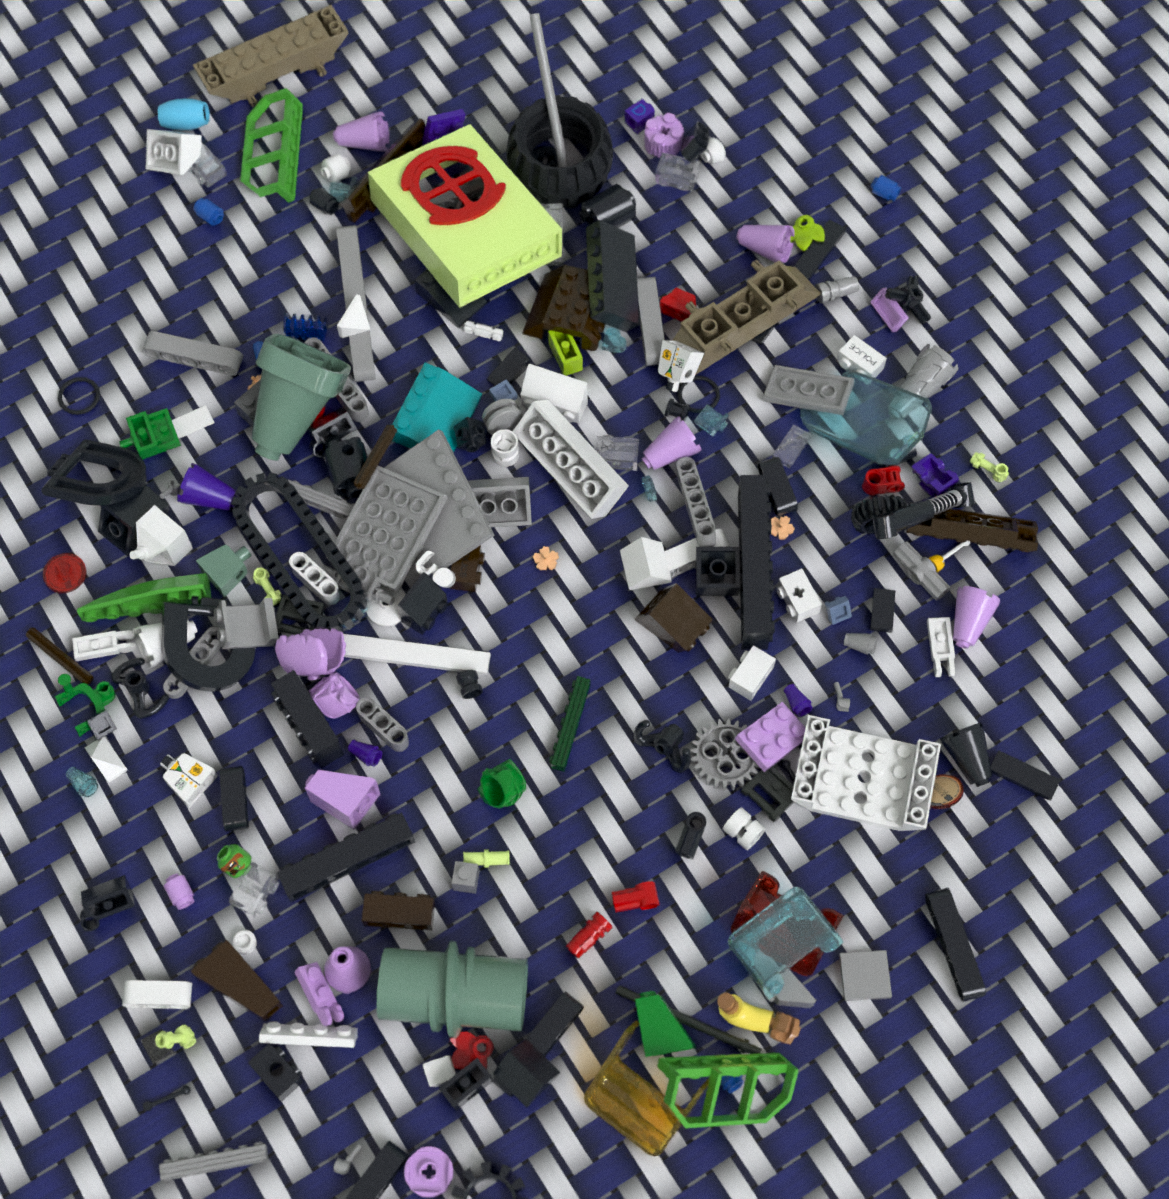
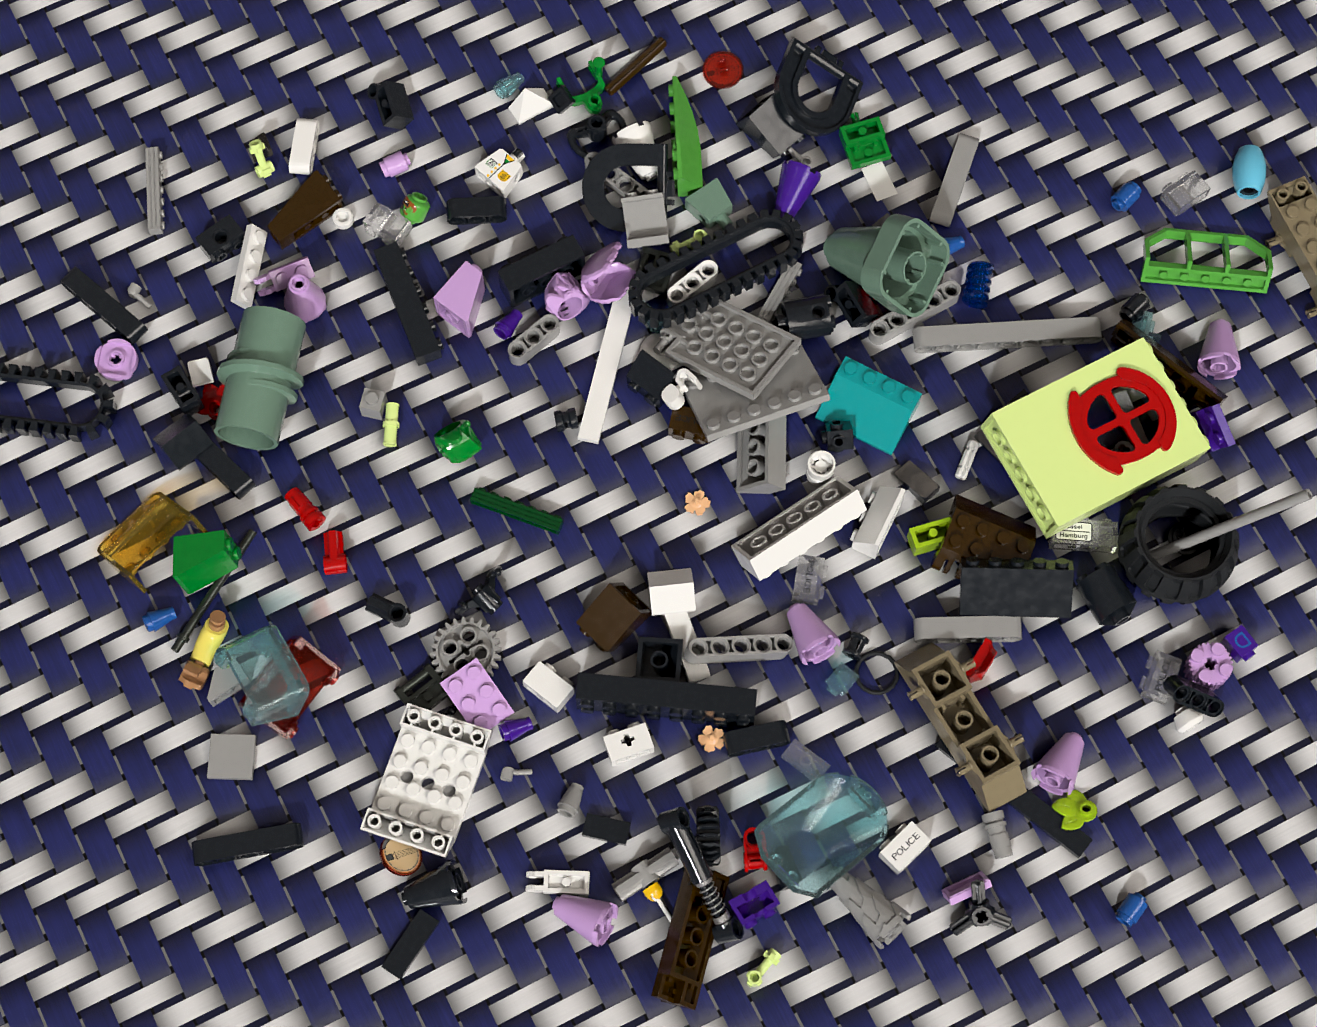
camera: 95 degrees right, 5 degrees up
(79, 412) = (916, 96): black piece -> none
(102, 645) = (642, 98): white hinge -> none
(148, 1106) = (211, 141): black hinge -> none
(160, 539) = (743, 146): white piece -> none
(171, 151) = (1197, 158): white slope -> none
(335, 168) = (1176, 321): white head -> none
(354, 319) = (977, 327): white slope -> none
(375, 457) = (809, 337): dark brown axle -> none
(398, 911) = (350, 345): dark brown brick -> none
(502, 415) = (855, 467): light grey head -> none
(503, 391) = (884, 471): sand blue tile -> none
(613, 341) = (946, 590): clear light blue tile -> none
(649, 488) = (766, 608): clear light blue tile -> none
(678, 363) = (907, 648): white torso -> none
(728, 1065) = (154, 603): bright green plate -> none
(742, 820) = (386, 659): white wheel -> none
(808, 390) = (868, 784): light grey tile -> none
(838, 610) = (608, 781): sand blue tile -> none

